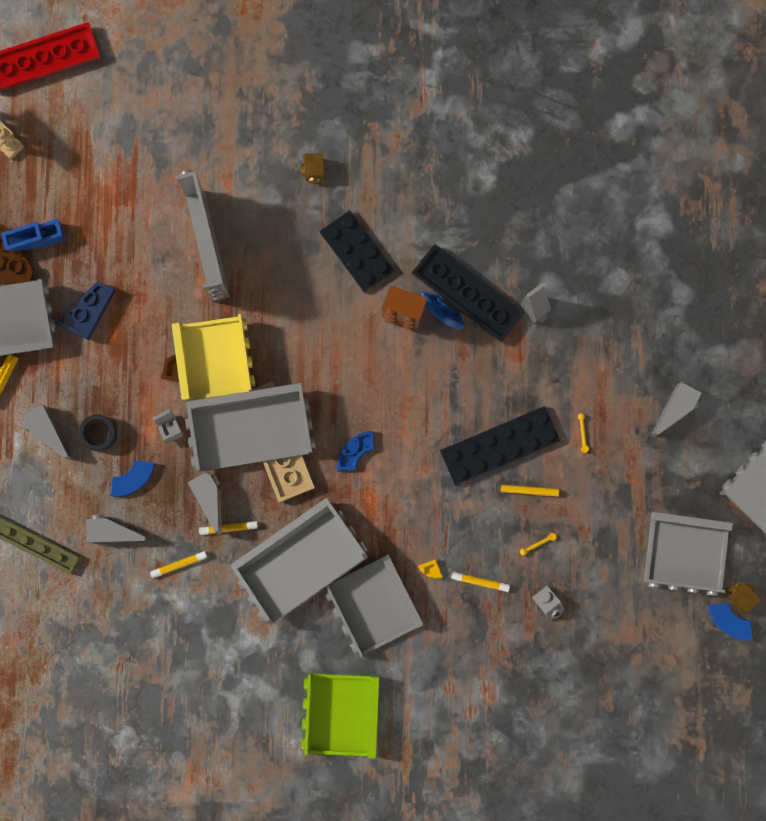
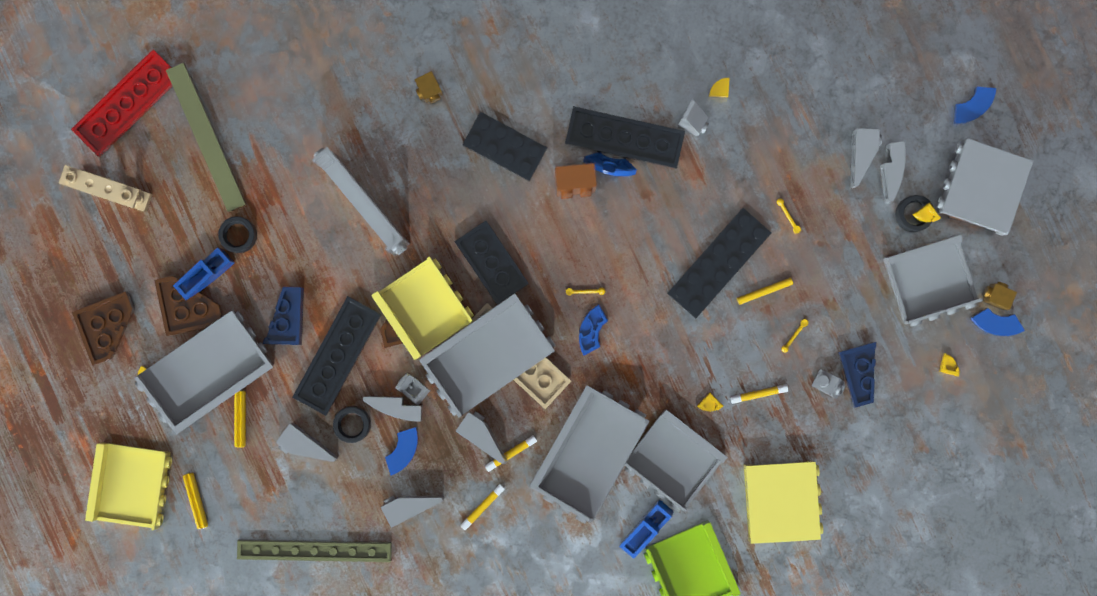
camera: 20 degrees left, 5 degrees up
(77, 202) = (222, 234): none -> black tyre
(96, 119) = (206, 137): none -> olive tile
(115, 365) = (337, 356): none -> black plate
(144, 436) = (395, 407): none -> light grey slope
(294, 347) = (491, 262): none -> black plate
(318, 656) = (646, 528): none -> blue slope
(352, 407) = (601, 291): none -> yellow hinge
(455, 692) = (783, 502): none -> light yellow panel
(574, 290) = (720, 88): none -> yellow tile
(582, 603) = (859, 373): none -> dark blue wing
(667, 639) = (949, 365): none -> yellow tile
(697, 435) = (893, 170): none -> light grey slope
(710, 489) = (927, 214): none -> yellow tile
(713, 480) = (900, 213): none -> black tyre

